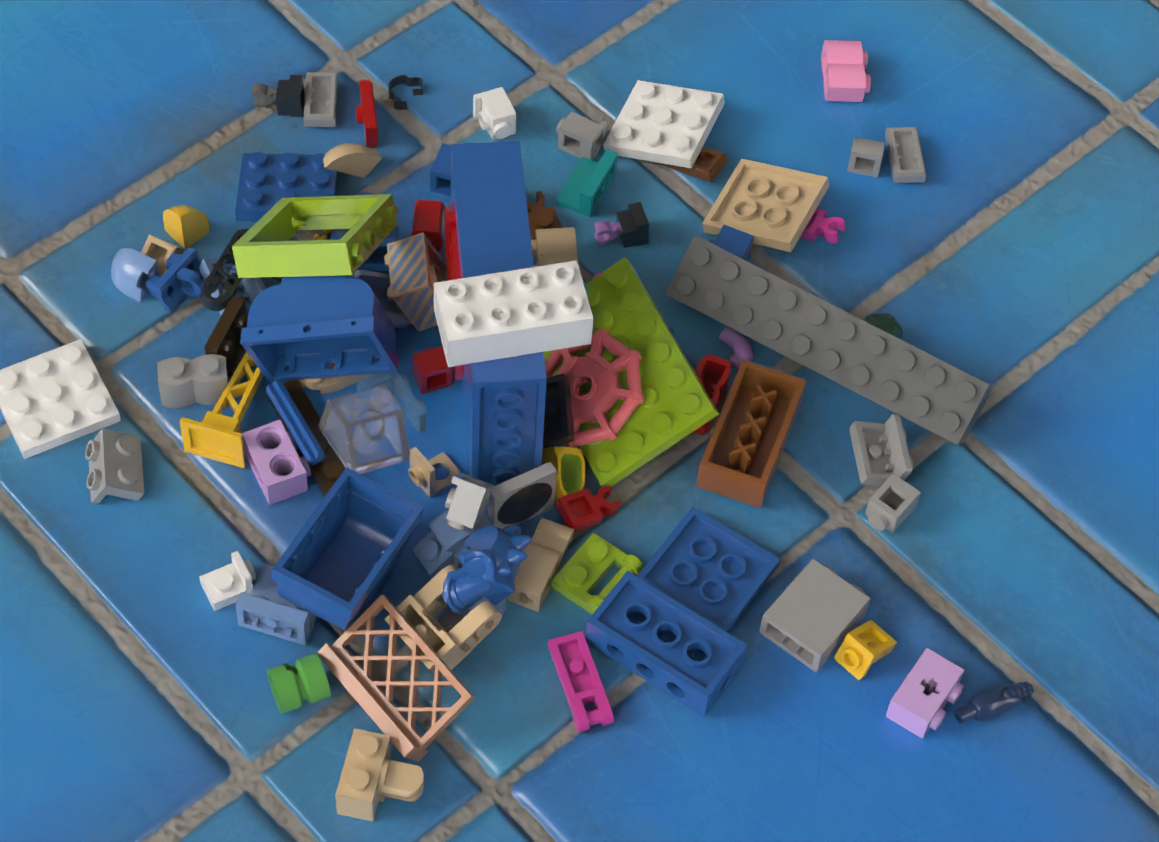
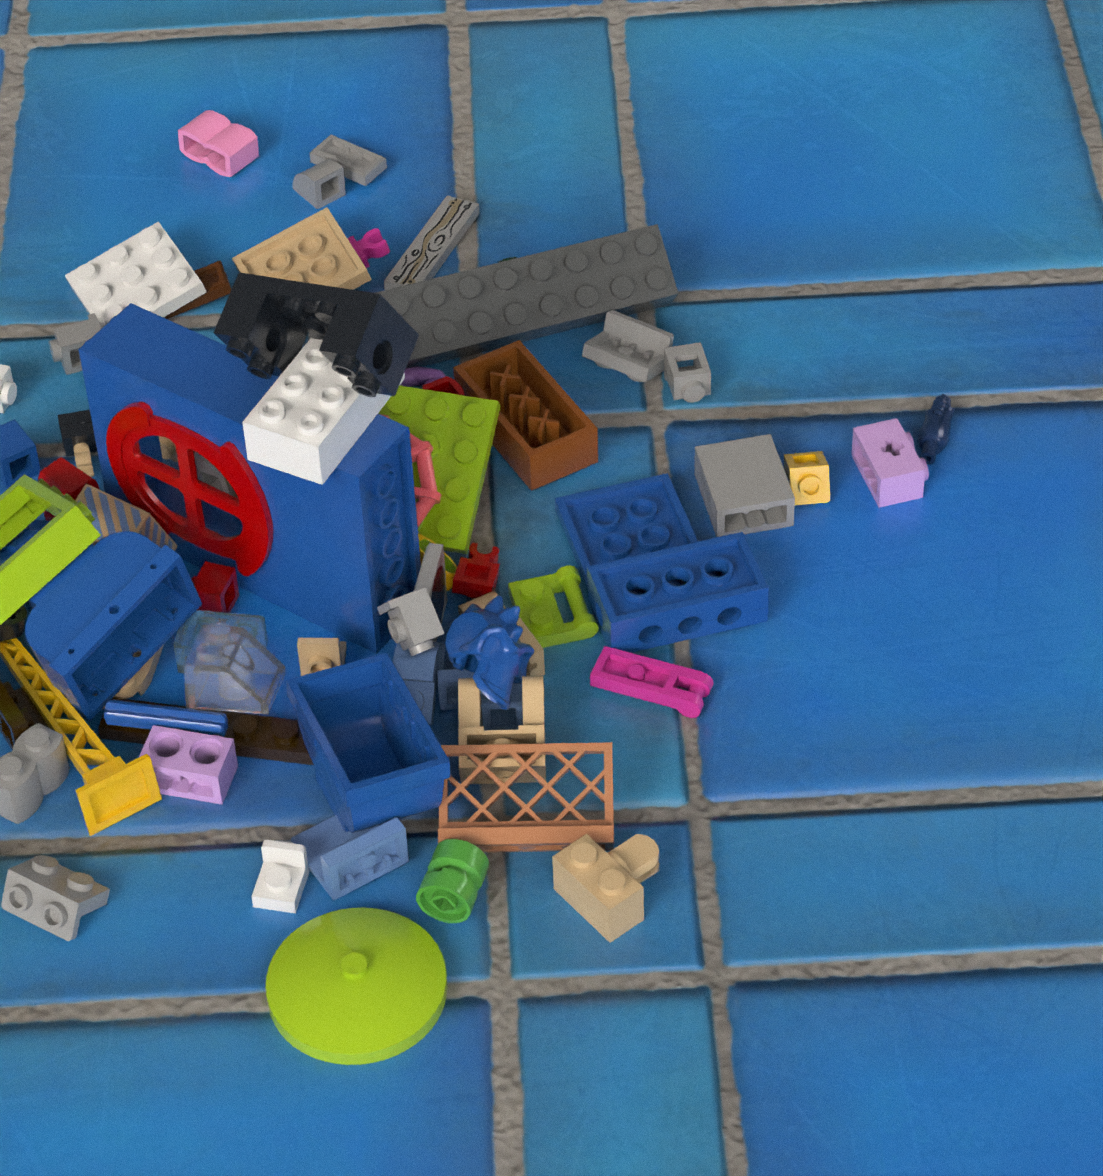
camera: 45 degrees left, 10 degrees down
(179, 688) = (356, 986): none -> lime dish
(534, 285) = (359, 330): none -> black plate
(872, 263) = (433, 243): none -> light grey tile

